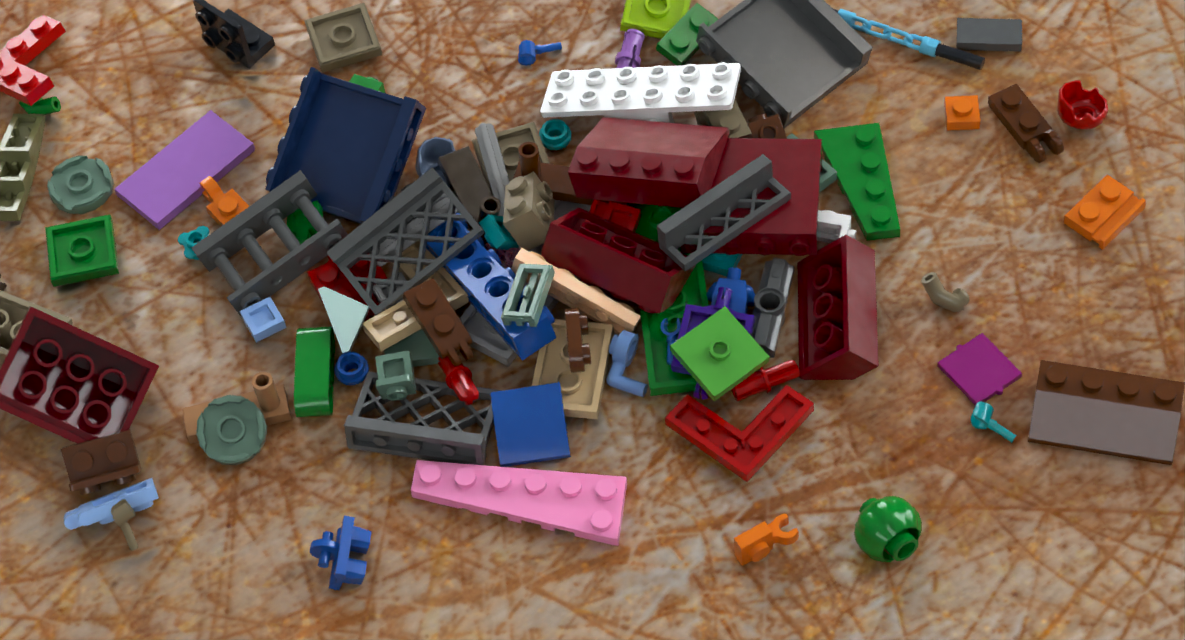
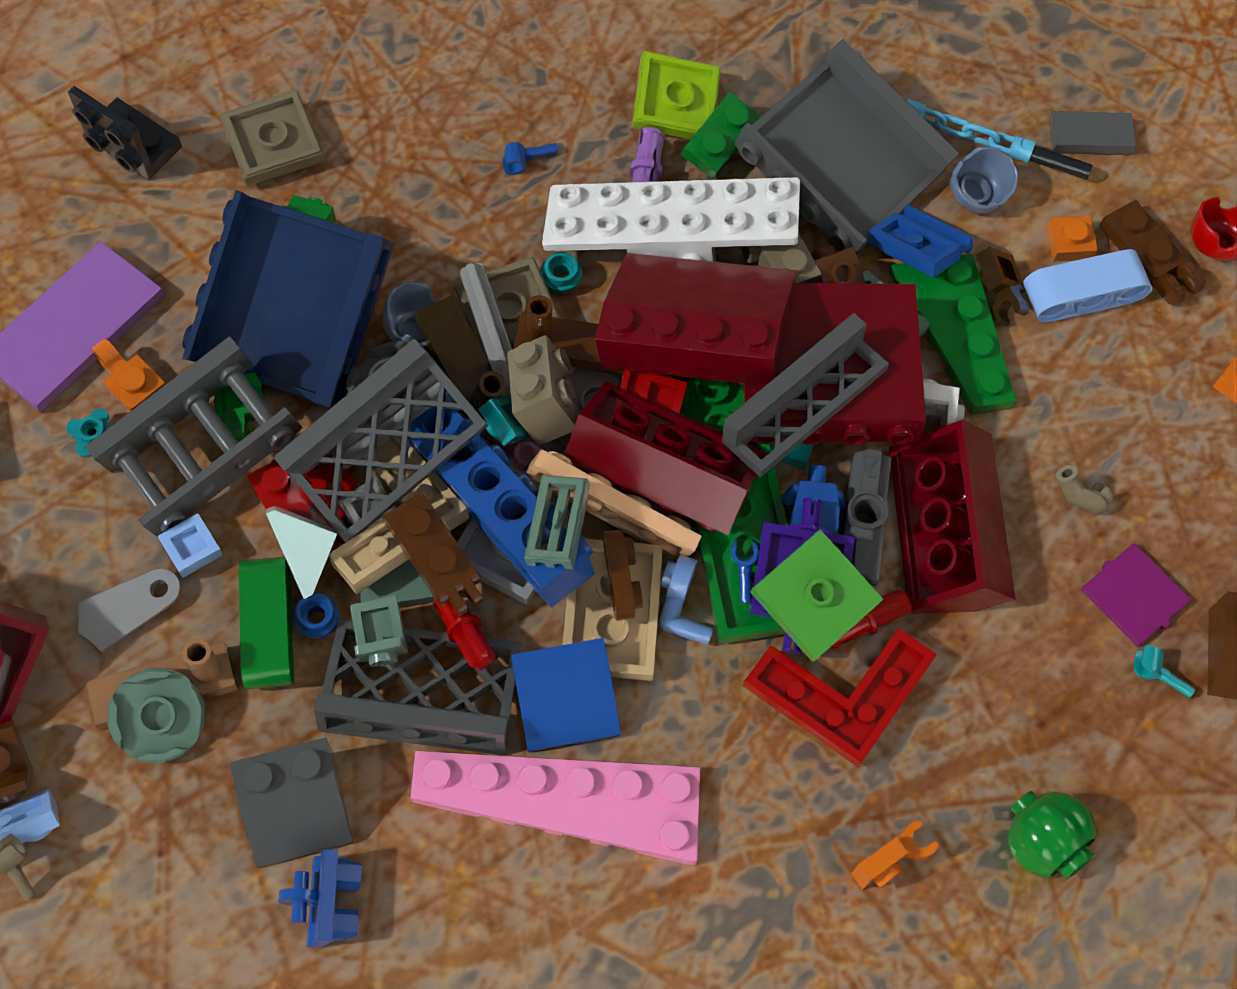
camera: 15 degrees left, 10 degrees up
(213, 361) = (125, 608): none -> light grey piece
(324, 488) = (291, 802): none -> dark grey slope
(836, 112) = (920, 241): none -> blue plate
(892, 68) = (984, 180): none -> sand blue hair
(901, 140) = (1002, 277): none -> dark brown plate
(967, 146) = (1087, 285): none -> light blue beam

